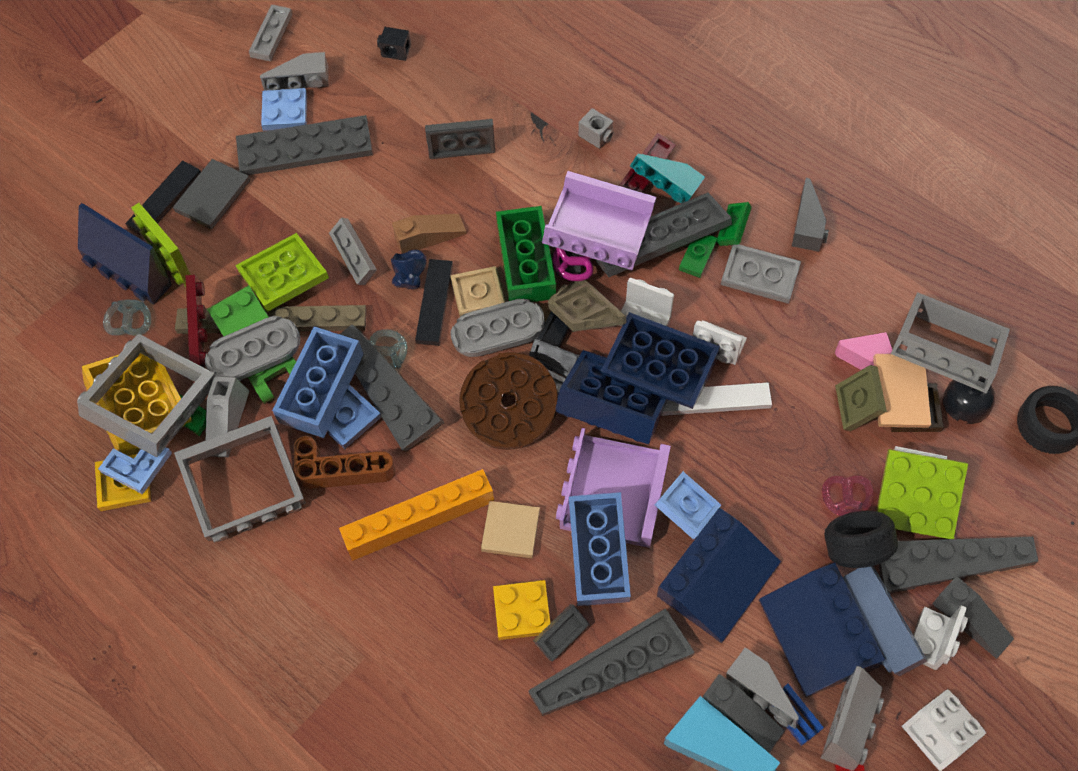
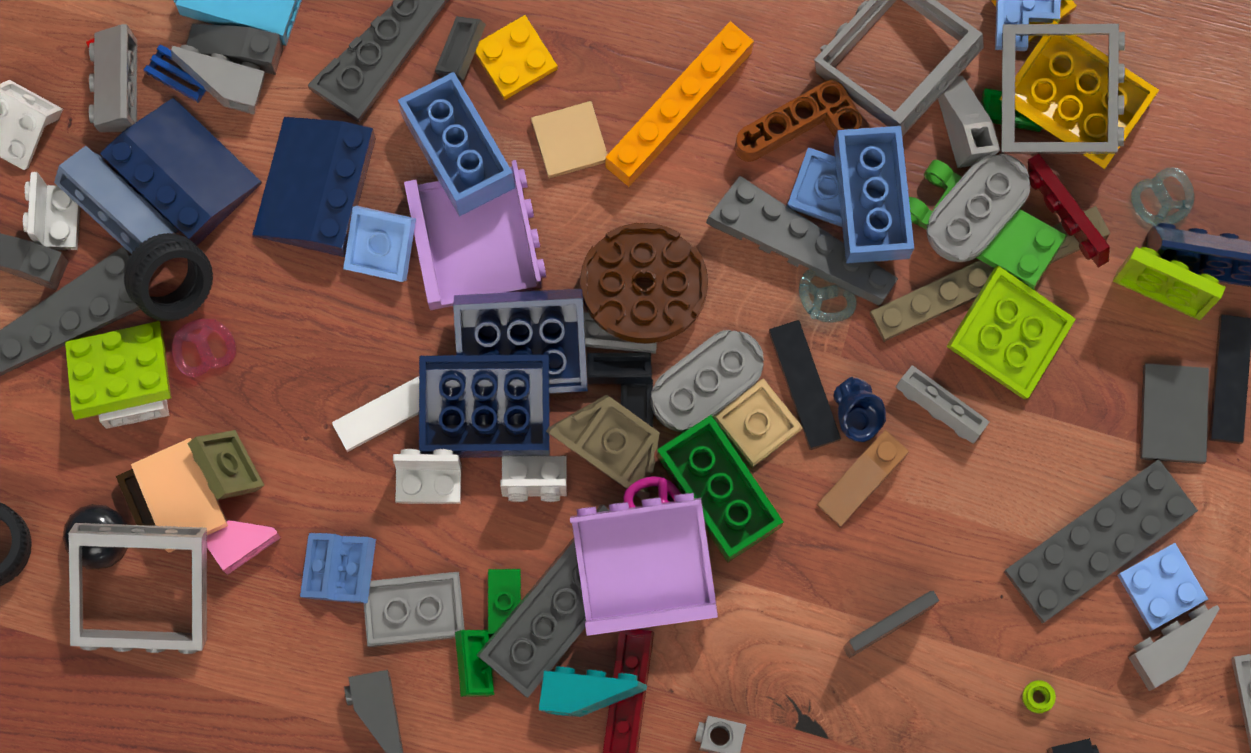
camera: 150 degrees right, 15 degrees up
(393, 82) = (1043, 687): none -> lime plate
(803, 313) = (338, 568): none -> medium blue slope

